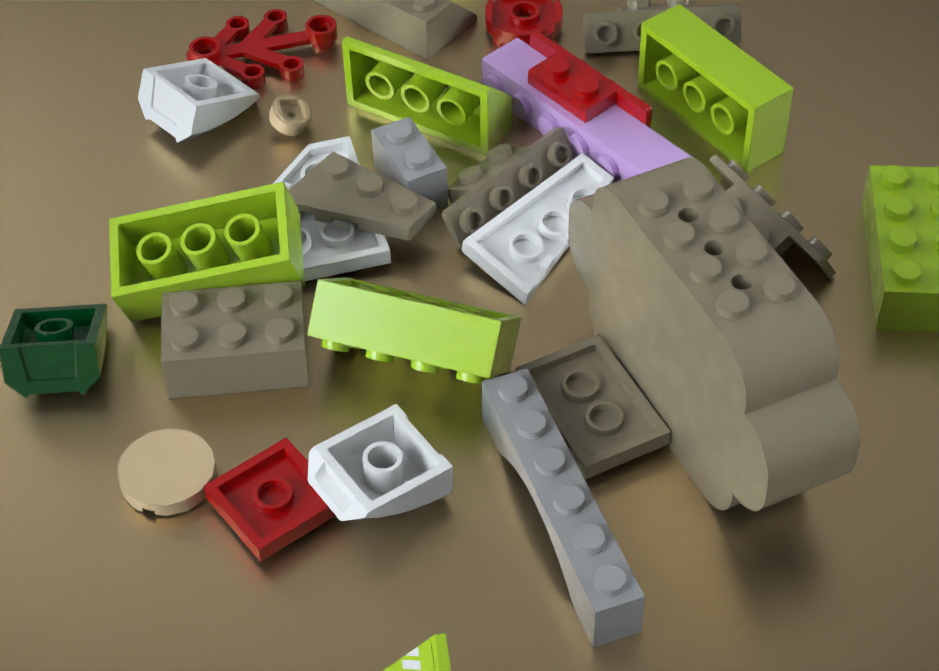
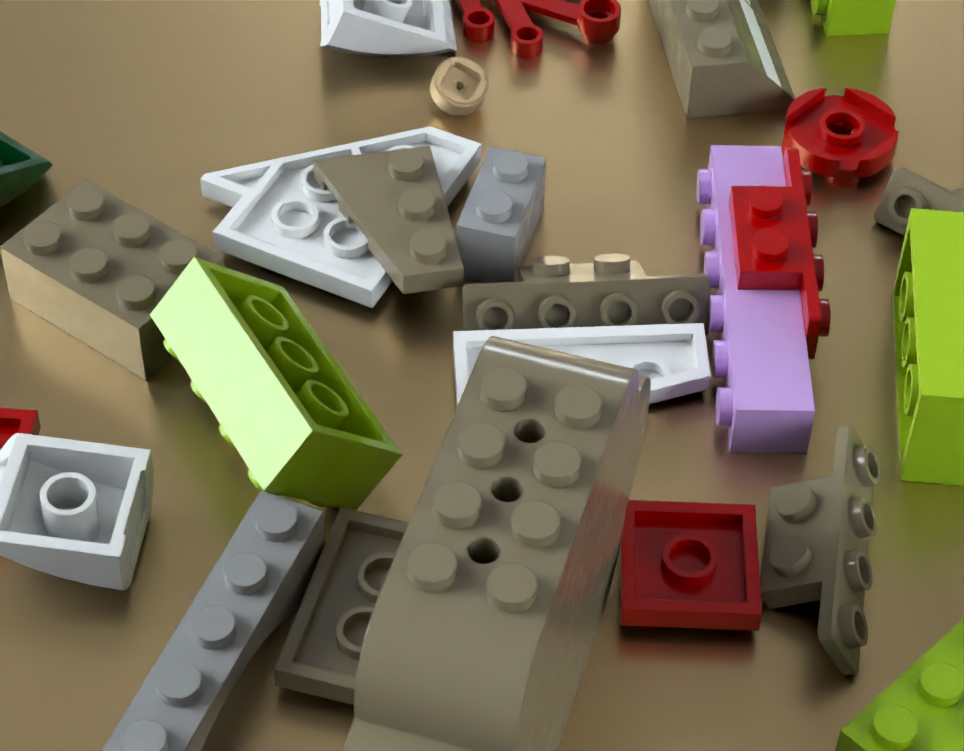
camera: 40 degrees right, 0 degrees up
(204, 245) = (177, 162): lime brick -> none
(433, 98) = (614, 151): lime slope -> none

